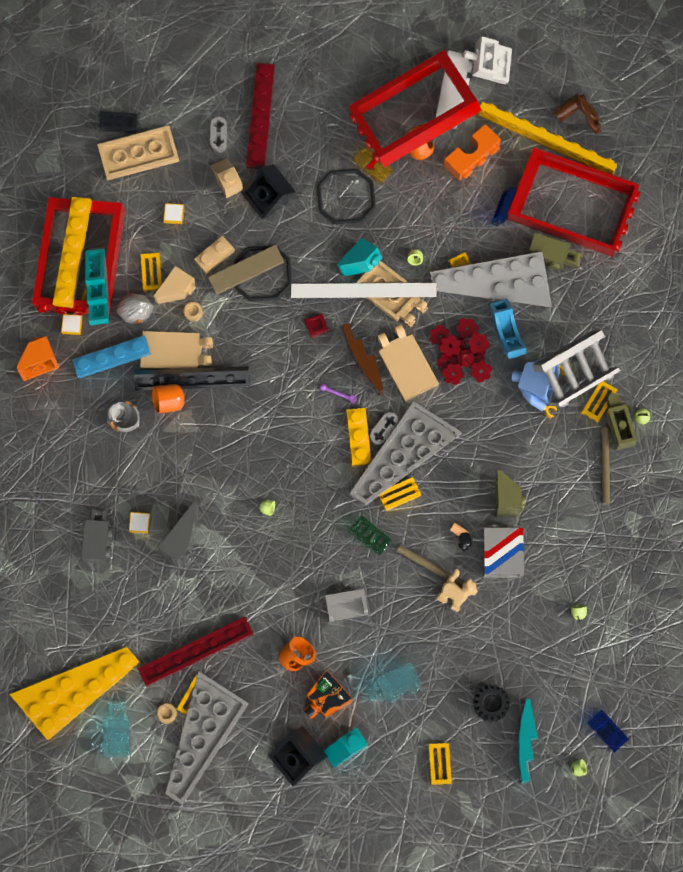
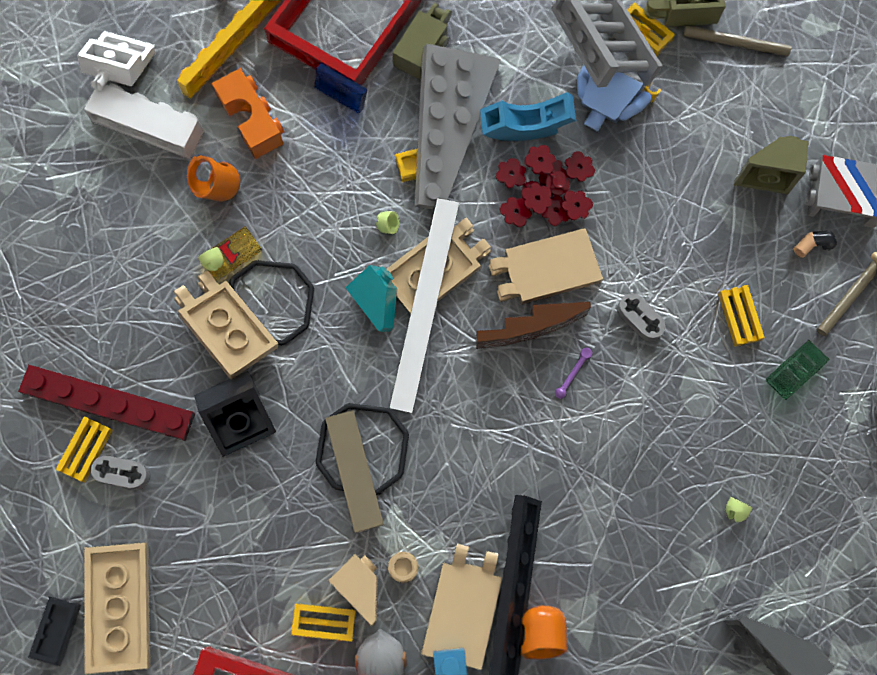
camera: 80 degrees left, 0 degrees up
(174, 213) = (234, 568): white tile -> none
(214, 255) = (317, 516): tan plate -> none
(227, 177) = (194, 471): tan slope -> none
(245, 107) = (74, 444): none -> yellow tile
(316, 325) = (463, 383): dark red tile -> none
(322, 172) = (224, 325): none -> tan tile
(358, 437) = (647, 355): yellow plate -> none
(363, 153) = (211, 259): none -> yellowish green hinge
(409, 445) = (679, 291): light grey wing -> none
(426, 132) = (229, 225): red window -> none

